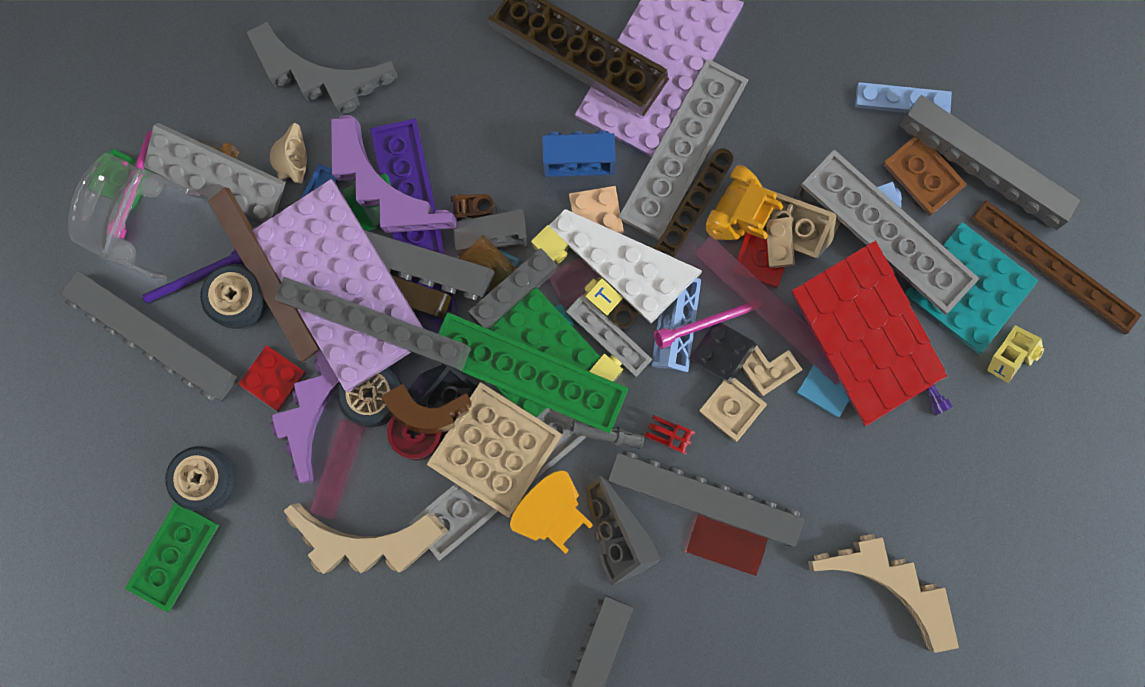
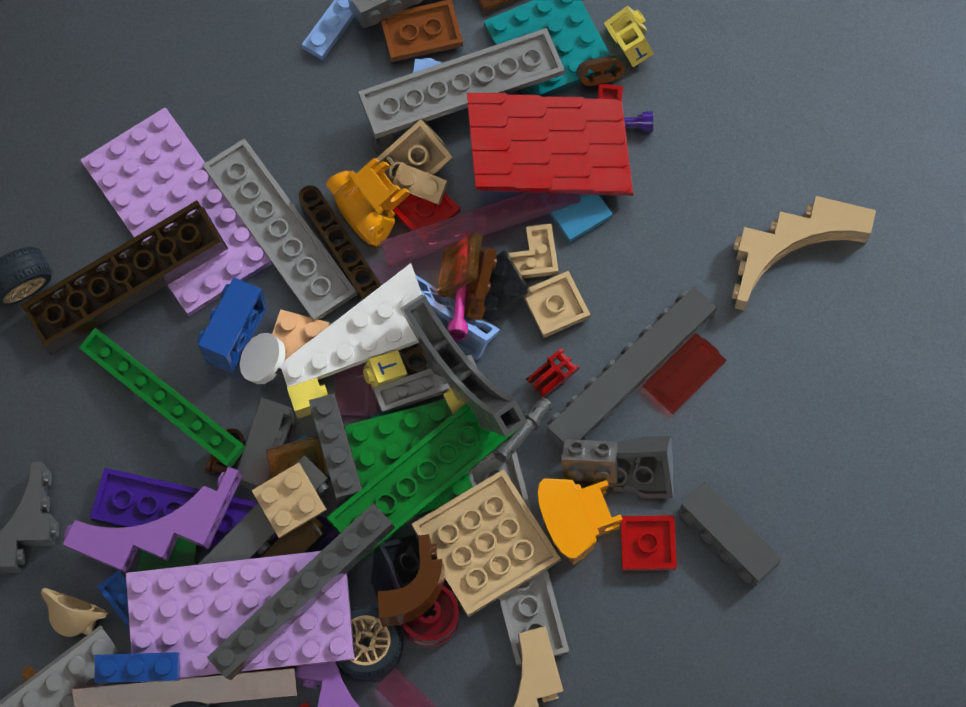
camera: 65 degrees left, 10 degrees down
(260, 227) = (137, 667): none -> blue plate
(446, 275) = (289, 500): none -> tan plate
(491, 132) = (163, 398): none -> green plate
(561, 583) = (648, 543): none -> red plate
(564, 193) = (262, 358): none -> white tile
(605, 502) = (590, 460): none -> flat silver bracket
(622, 359) = (489, 404): none -> dark grey arch
(714, 335) = (480, 287): none -> reddish brown hinge
(723, 311) = (459, 265): none -> clear orange tile
(951, 362) = (608, 91): none -> red tile
(968, 343) = (600, 73): none -> reddish brown beam

